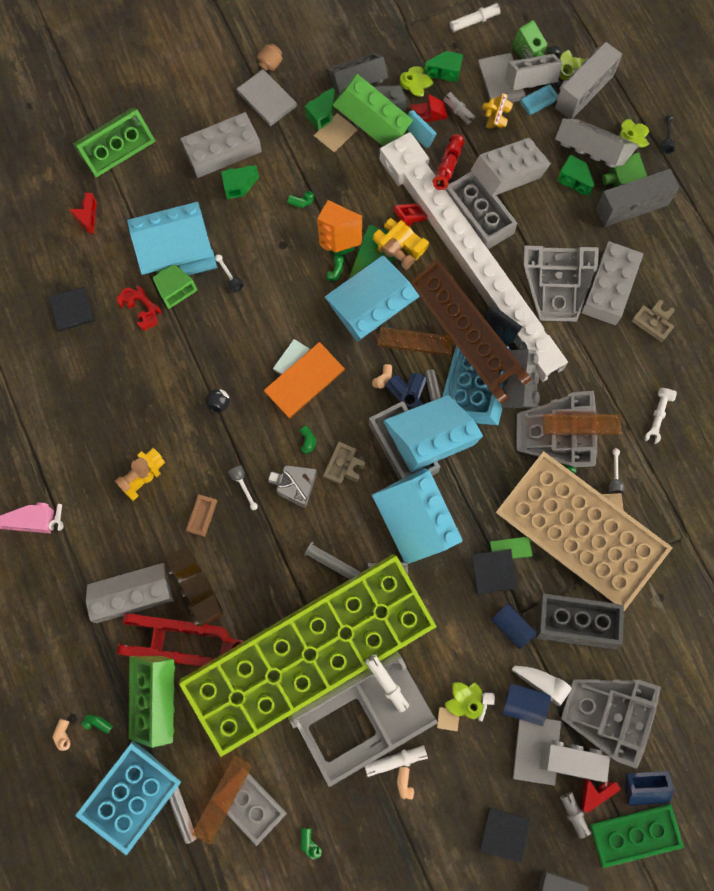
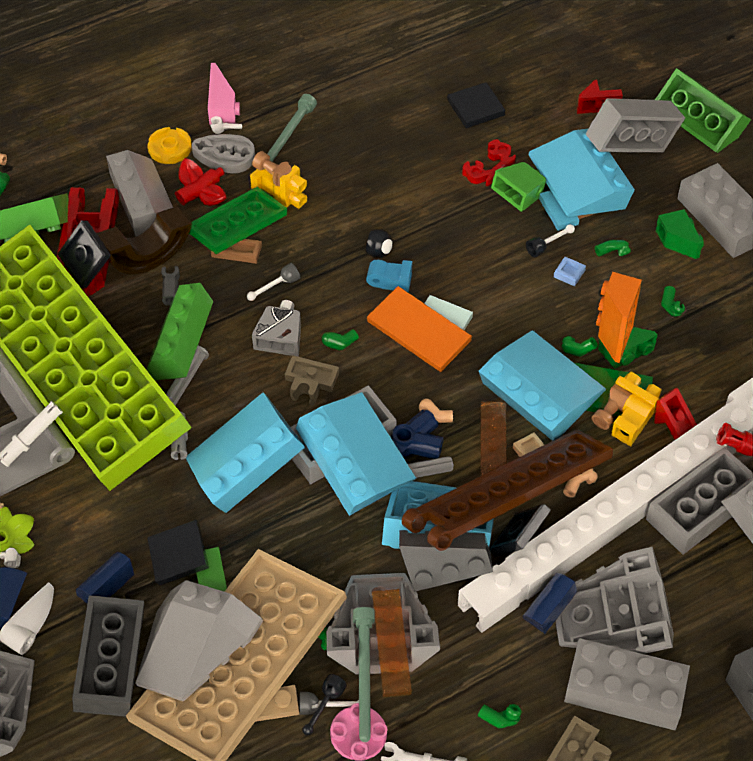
camera: 85 degrees right, 20 degrees down
(47, 447) = (305, 105): none -> sand green piece
(72, 568) = (169, 145): none -> yellow tile
(81, 514) = (214, 157): none -> light grey piece
(127, 542) = (199, 184): none -> red plant
(136, 187) = (634, 125): none -> light grey brick
(176, 511) = (237, 220): none -> green plate
(213, 637) = (84, 254): none -> black tile
(236, 571) = (169, 285): none -> dark grey bar
(241, 230) = (612, 245): none -> green arm
(250, 394) = (390, 275): none -> dark azure leg
(260, 265) = (569, 271): none -> light blue tile
(294, 564) = (180, 333): none -> bright green slope
(420, 316) = (527, 444): none -> tan tile
(553, 319) = (551, 602): none -> dark blue brick
(567, 439) = (364, 618): none -> sand green piece
(572, 562) = (192, 637): none -> light grey wedge
(608, 469) = (332, 688): none -> black hinge
(629, 364) = (501, 719): none -> green arm
(638, 455) = (345, 734): none -> bright pink dish

